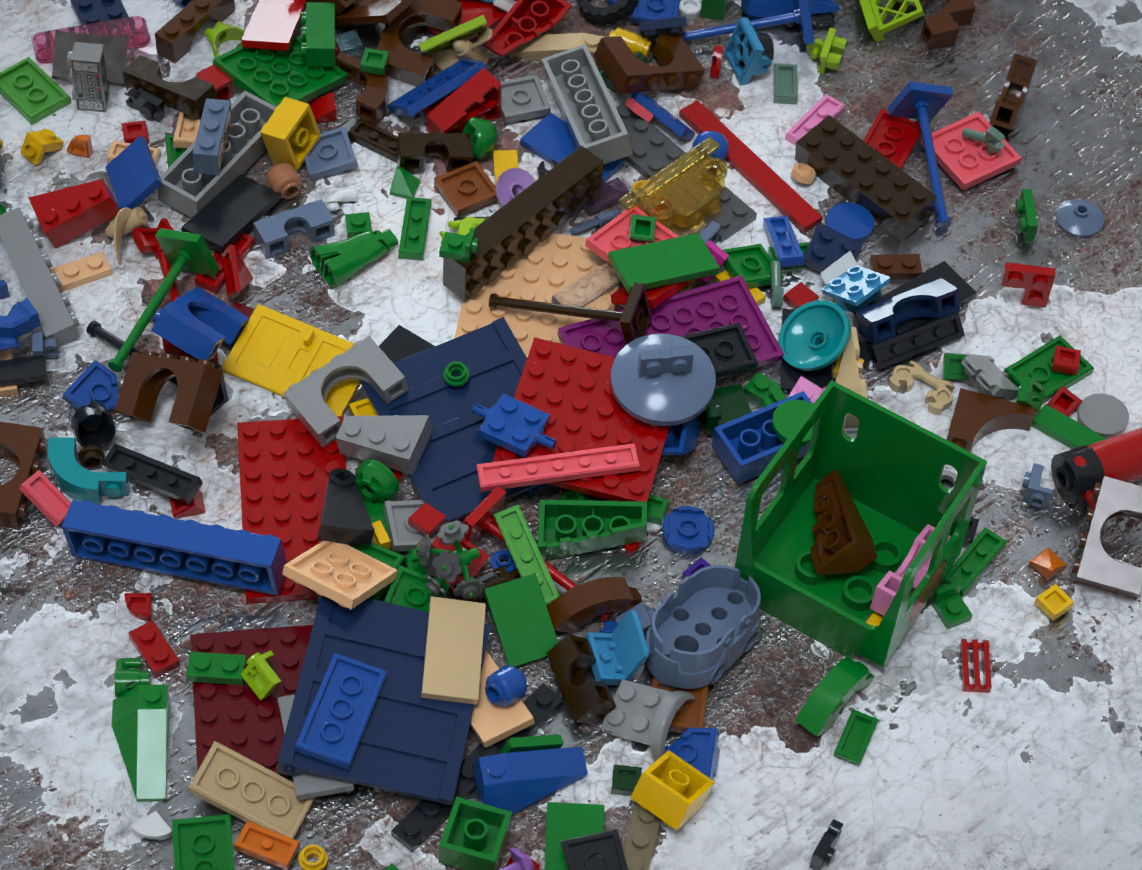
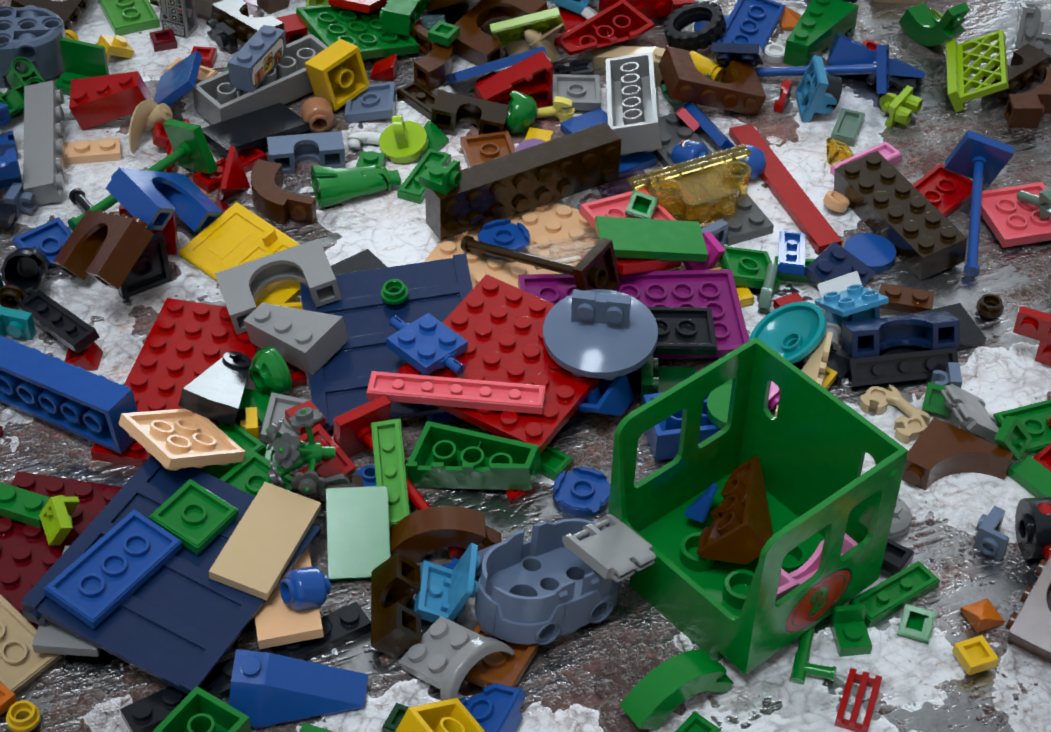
camera: 20 degrees right, 10 degrees down
(27, 177) = (80, 62): none -> green bracket
(81, 146) = (147, 56): orange tile -> none
(84, 120) = (163, 40): none -> dark red tile
(285, 291) = (273, 201): none -> reddish brown arch
(381, 194) = (403, 140): none -> lime tile
(385, 644) = (194, 516): none -> green tile
(512, 70) = (581, 67): none -> black plate
(517, 122) = (556, 109): none -> light yellow bar
(523, 284) = (505, 235): none -> blue tile
(532, 743) = (312, 654): green tile -> none
(659, 155) = (688, 150): none -> blue head
(752, 590) = (612, 550): none -> light grey plate
(786, 115) = (837, 151): none -> clear yellow slope
(804, 523) = (700, 507): none -> blue slope
(920, 645) = (801, 664): none -> green piece
(960, 343) = (951, 376): none -> sand blue tile
(970, 257) = (990, 306): none -> dark brown plate
(999, 584) = (917, 623): none -> slope

